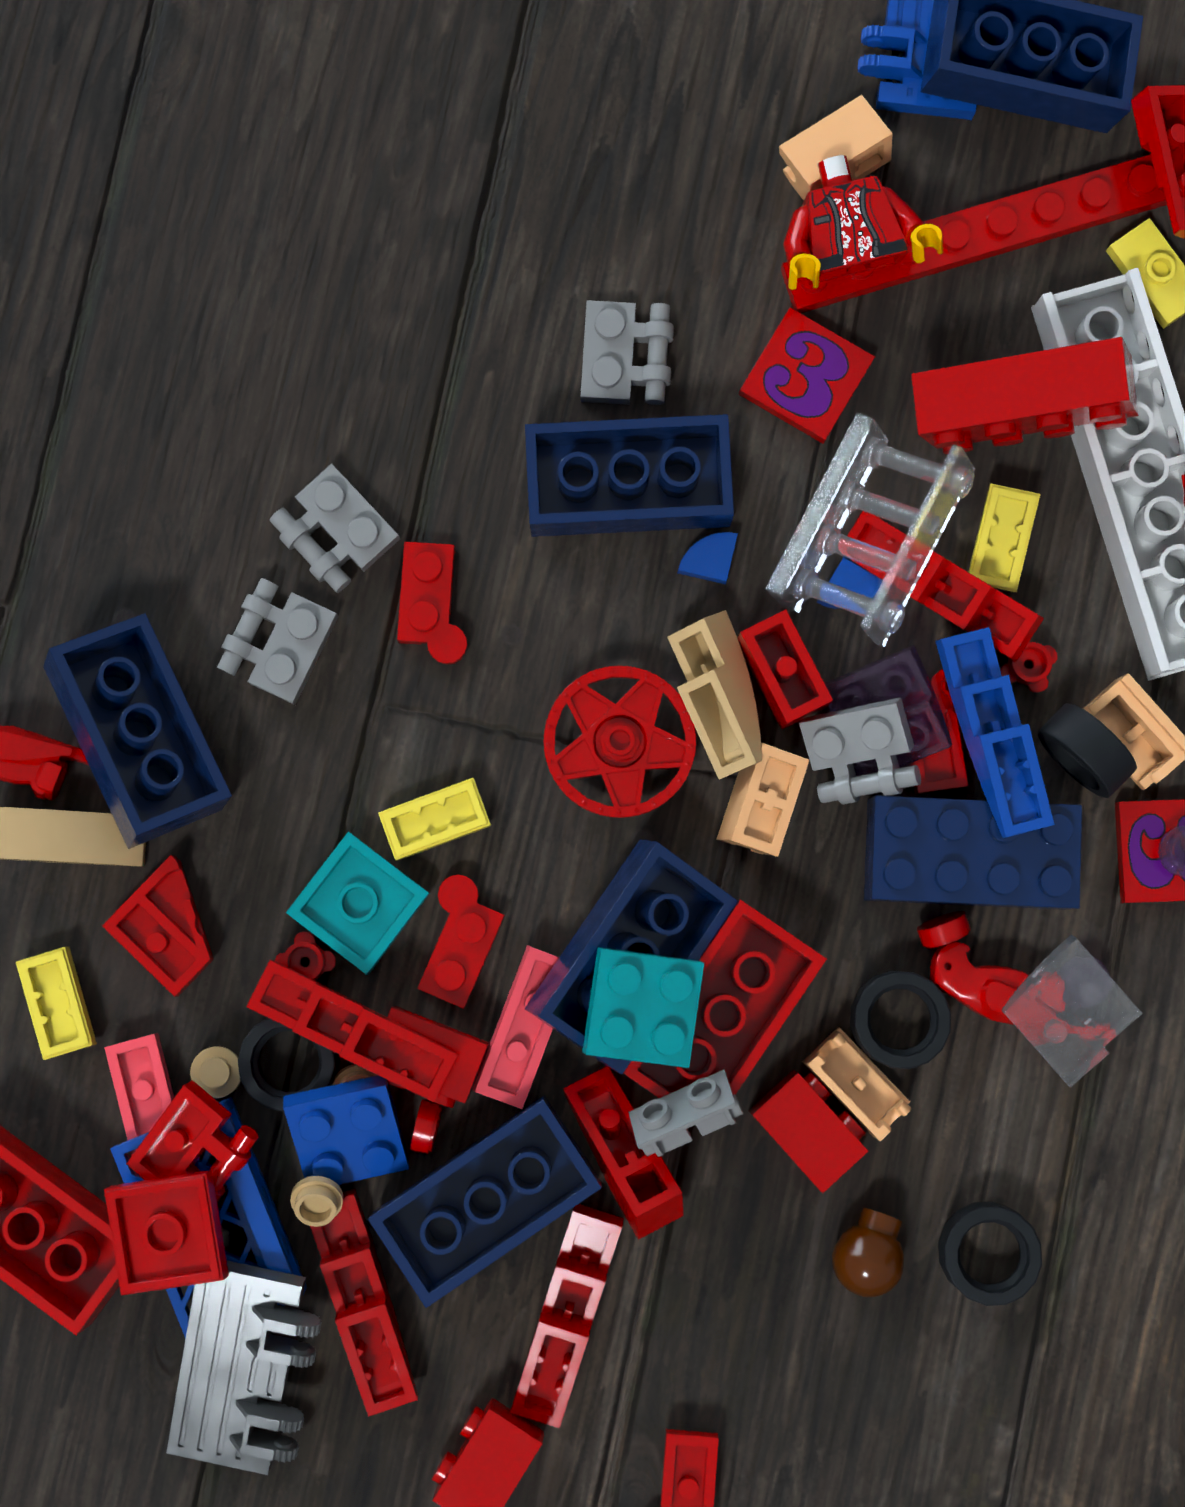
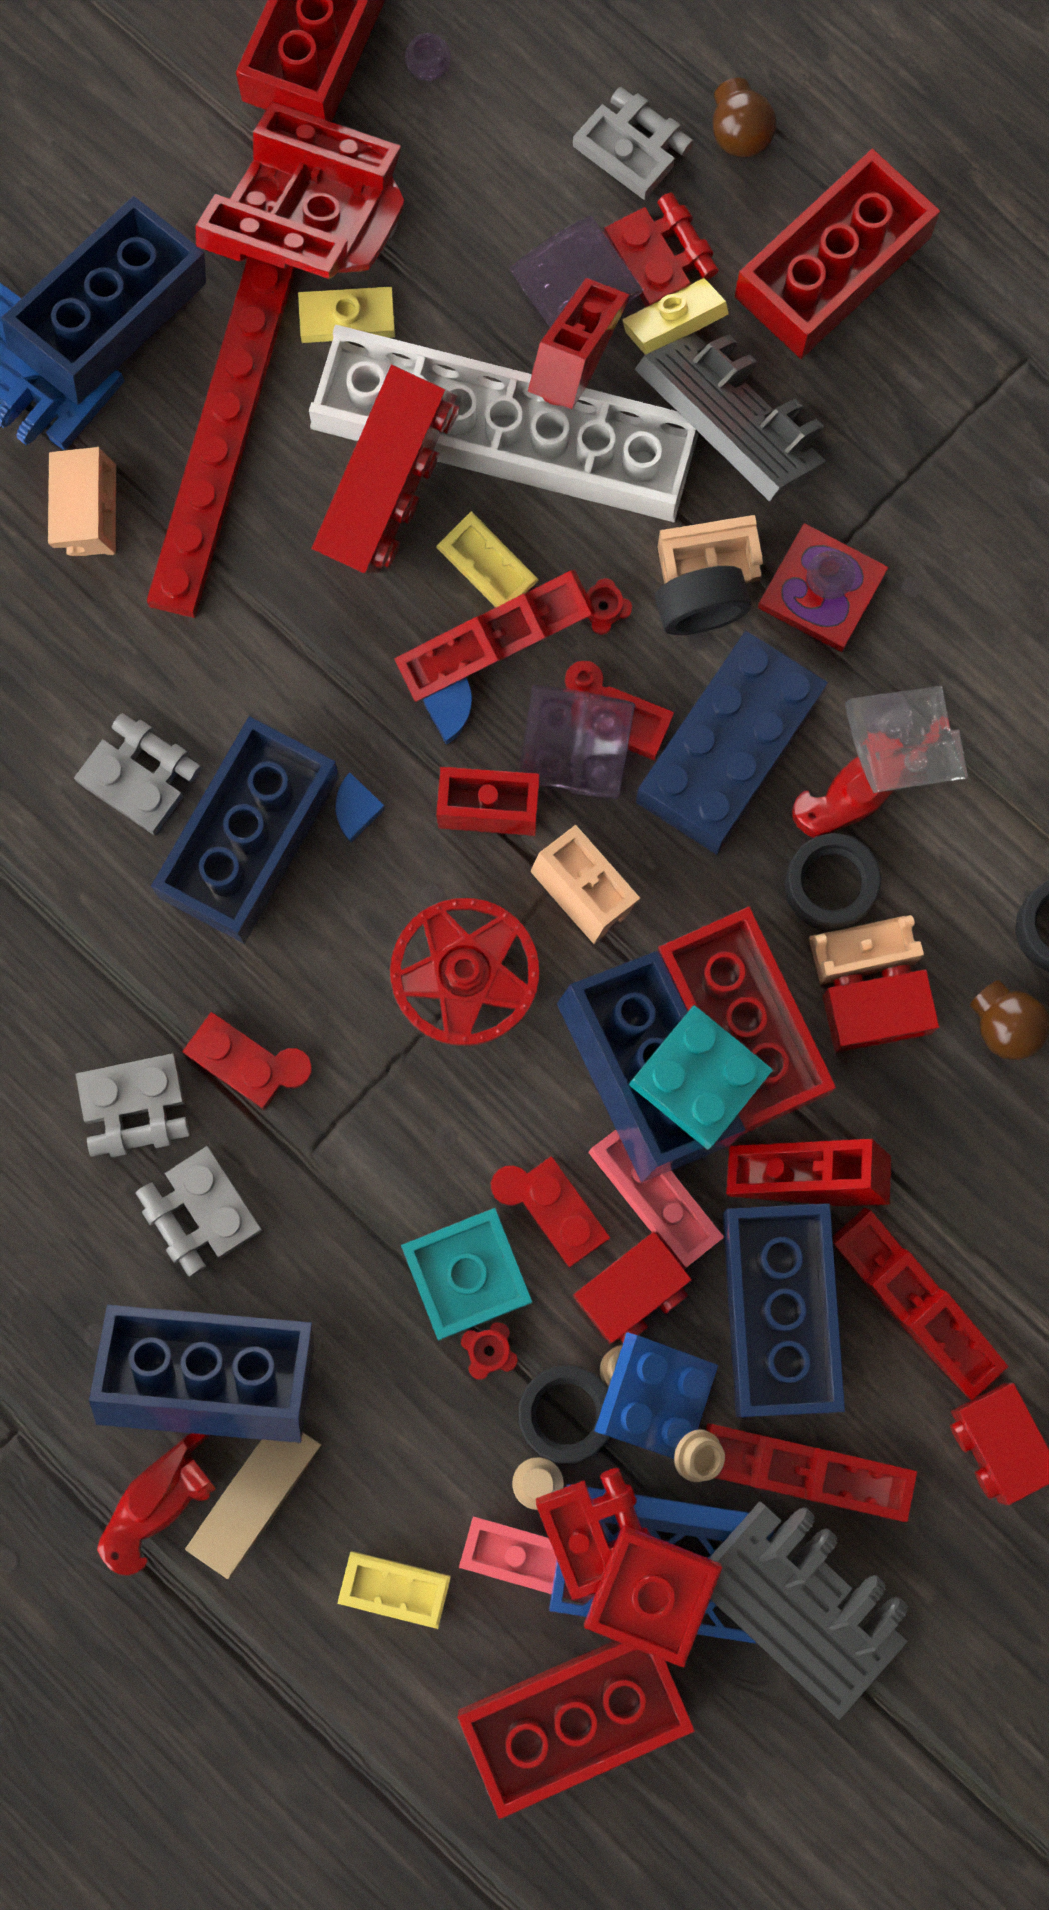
camera: 60 degrees left, 5 degrees down
(163, 928) = (386, 1456): red wing -> none
(352, 1030) = (573, 1337): red slope -> none
(426, 1126) = (691, 1327): red tile -> none
(434, 819) = (434, 1166): light yellow plate -> none
(664, 1121) = (810, 1073): light grey hinge -> none
(719, 693) = (475, 865): tan slope -> none
(806, 375) = (252, 638): red tile -> none
(842, 493) = (371, 665): clear fence -> none
(852, 228) = (158, 524): torso -> none
(856, 736) = (580, 773): light grey plate -> none
(944, 929) = (780, 802): red tile -> none
(994, 733) = (645, 664): blue slope -> none

